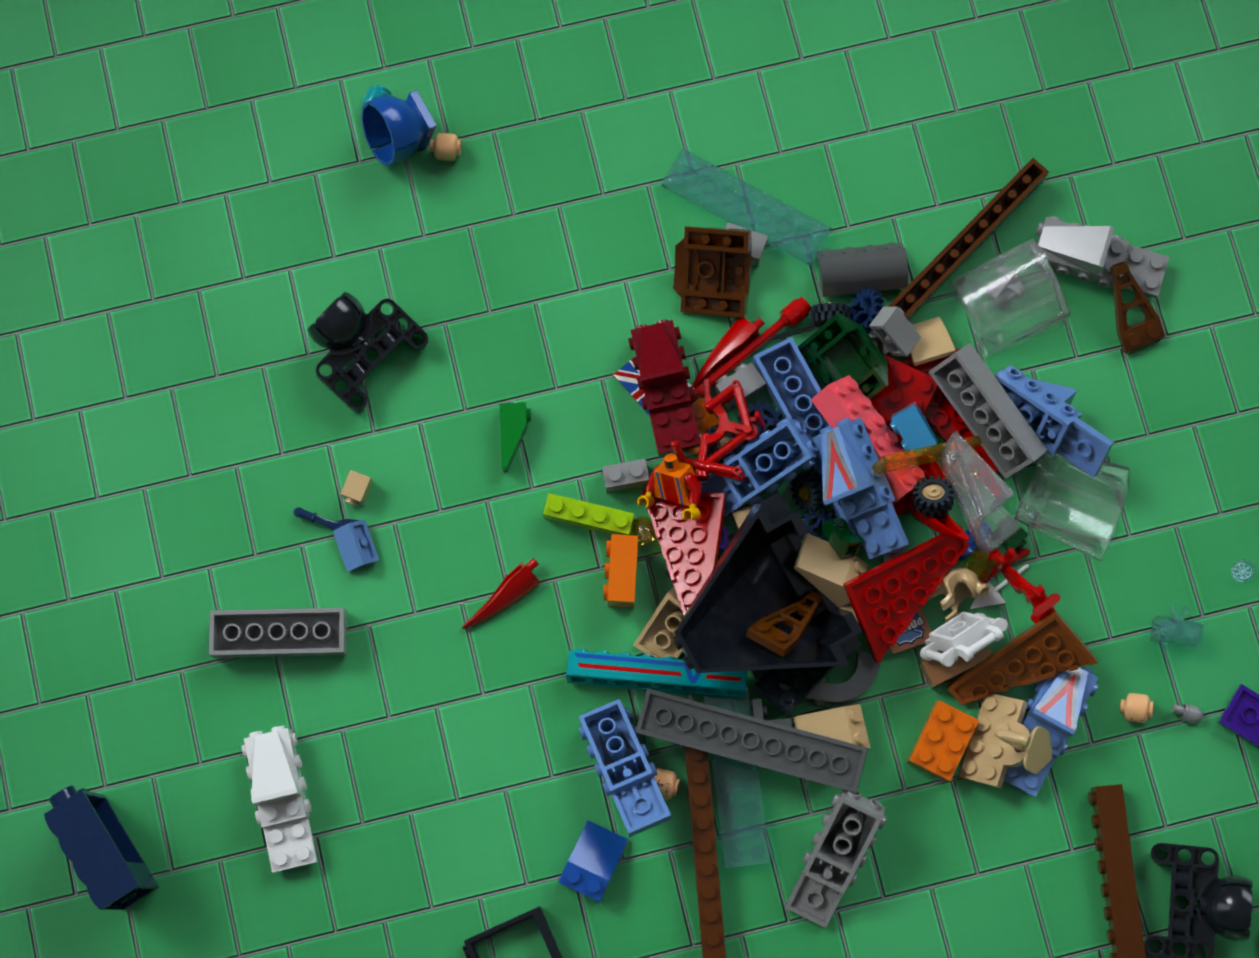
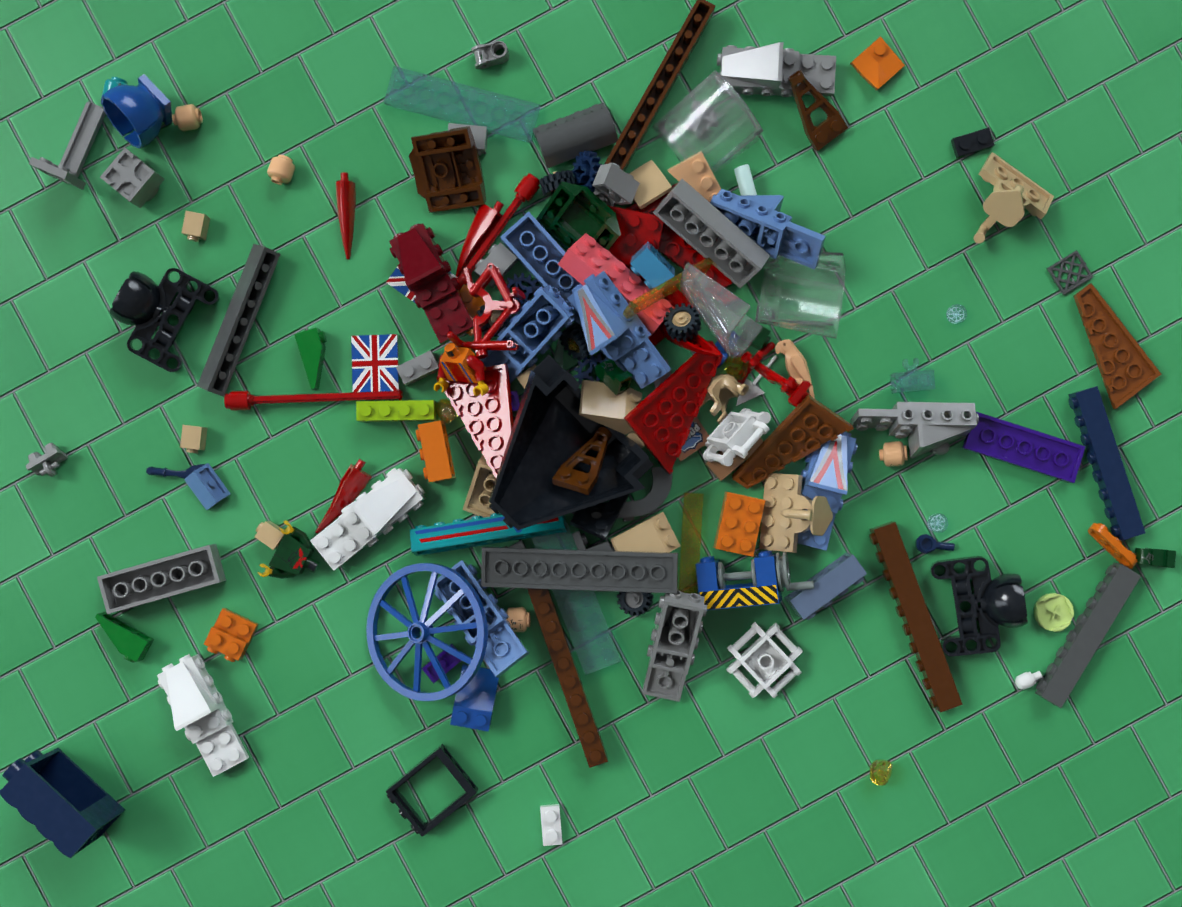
camera: 15 degrees left, 10 degrees up
(187, 473) = (48, 462): none -> light grey hips
(219, 692) = (126, 639): none -> green slope
(318, 150) = (77, 148): none -> light grey bracket
(335, 718) = (230, 635): none -> orange plate
(371, 194) = (132, 178): none -> light grey piece
(412, 616) = (269, 534): none -> tan brick
(422, 262) = (195, 226): none -> tan brick
(429, 645) = (291, 555): none -> dark green torso
(442, 373) = (238, 319): none -> dark grey brick
(527, 625) = (369, 517): none -> white wedge
(532, 226) = (281, 169): none -> light nougat head
(561, 769) = (427, 630): none -> blue wheel
(566, 812) = (446, 661): none -> dark purple plate
(572, 472) = (372, 377): none -> flag
(590, 286) = (346, 210): none -> red piece
(788, 162) = (488, 52): none -> light grey piece
(803, 796) = (635, 602): none -> black wheel
(883, 745) = (690, 542): none -> clear yellow tile
(935, 905) = (764, 660): none -> white brick
(964, 806) = (769, 577): none -> piece
(988, 343) = (697, 174): none -> light nougat wing
(1027, 835) = (827, 584): none -> sand blue brick
(1037, 363) = (745, 180): none -> light aqua brick
(1047, 574) = (795, 363): none -> light nougat animal
(1152, 821) = (926, 544): none -> dark blue plate
(1170, 800) = (937, 523): none -> clear light blue tile
(1181, 681) = (924, 423): none -> light grey wedge
(1213, 276) = (877, 63): none -> orange plate

